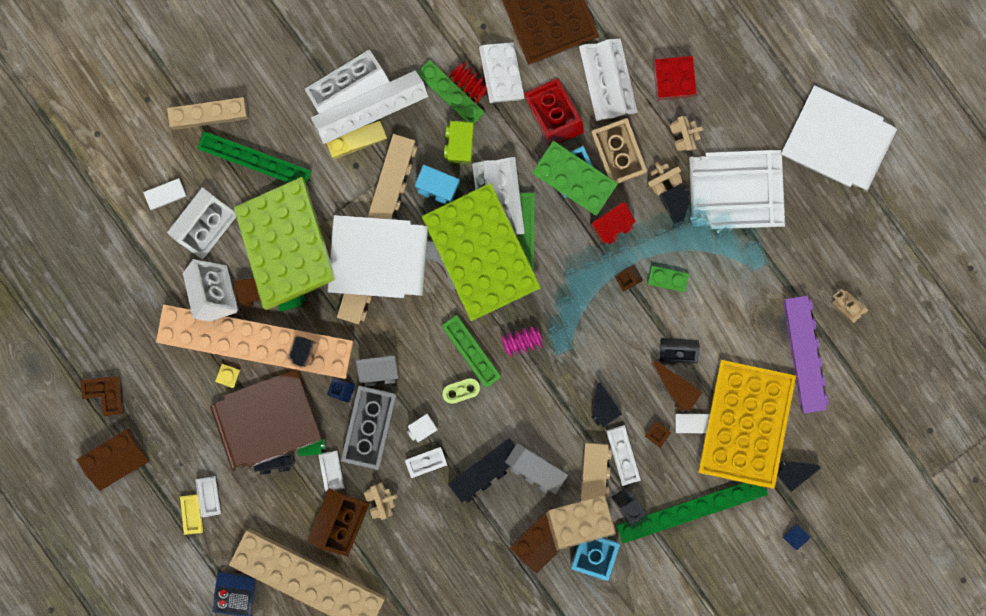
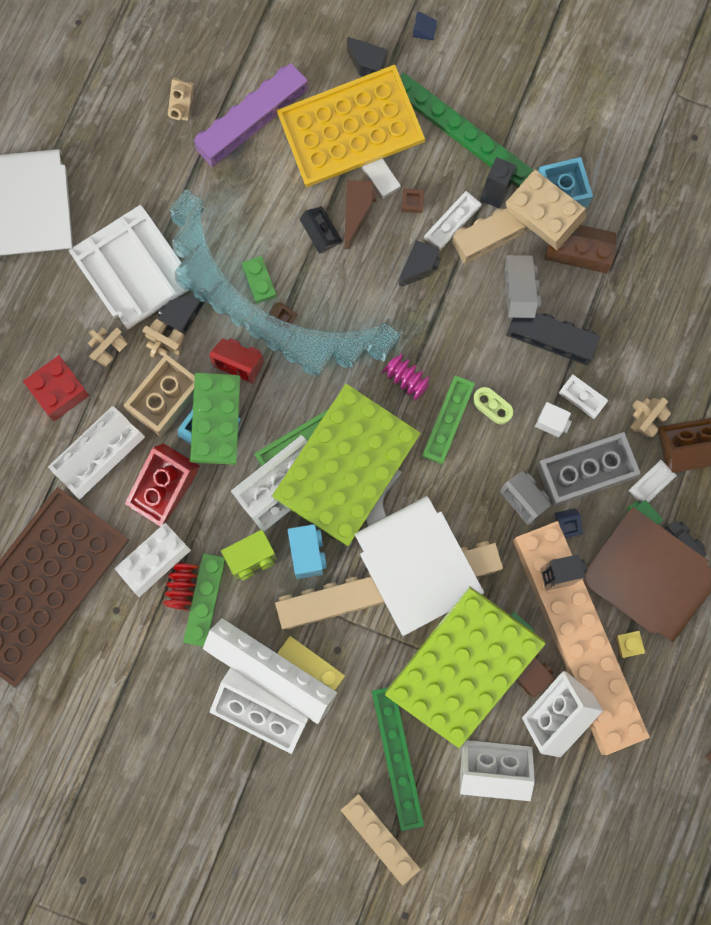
camera: 125 degrees left, 10 degrees down
(165, 194) = (491, 830): white tile -> none

